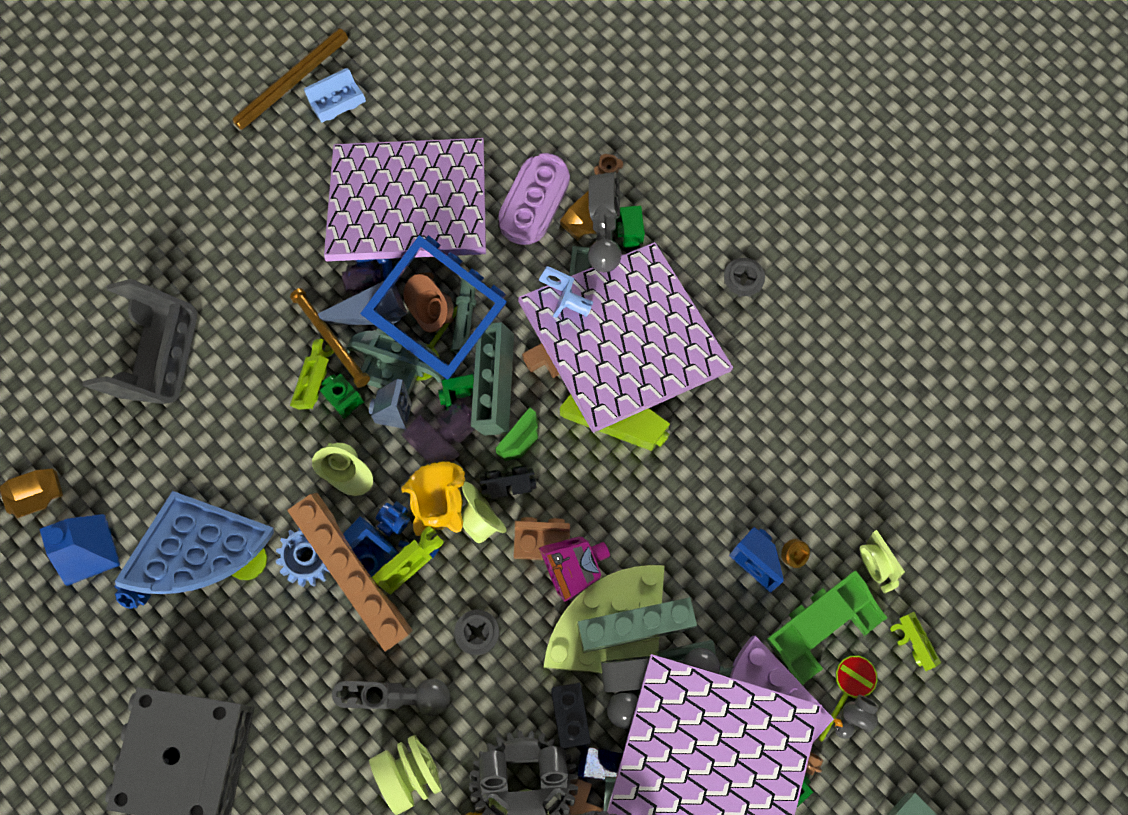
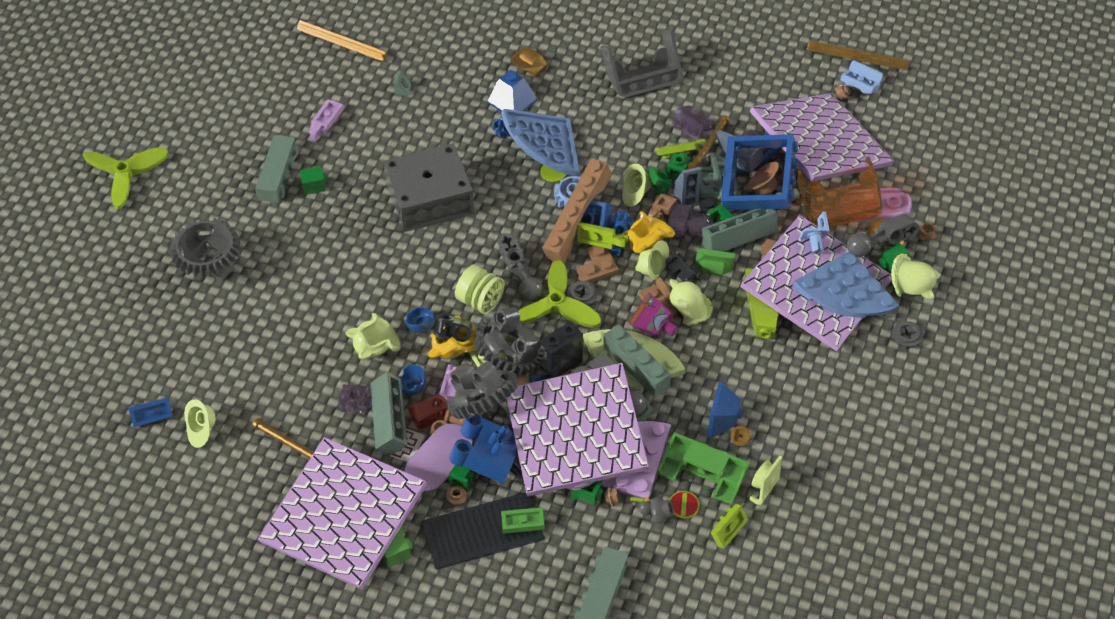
camera: 65 degrees right, 20 degrees down
(276, 336) = (692, 122): none -> clear purple bracket
(341, 130) = (842, 91): none -> medium nougat plate
(354, 432) = (659, 180): none -> green bracket
(394, 449) = (663, 204): none -> medium nougat plate
(424, 393) = (706, 204): none -> black plate
(447, 584) = (601, 265): none -> medium nougat plate
(493, 662) = (558, 303): none -> lime piece
(522, 257) = (845, 202): none -> clear orange windscreen
(570, 503) = (690, 302): none -> yellowish green hair
(654, 308) = (846, 289): none -> medium blue plate
(677, 221) = (913, 277): none -> yellowish green hair

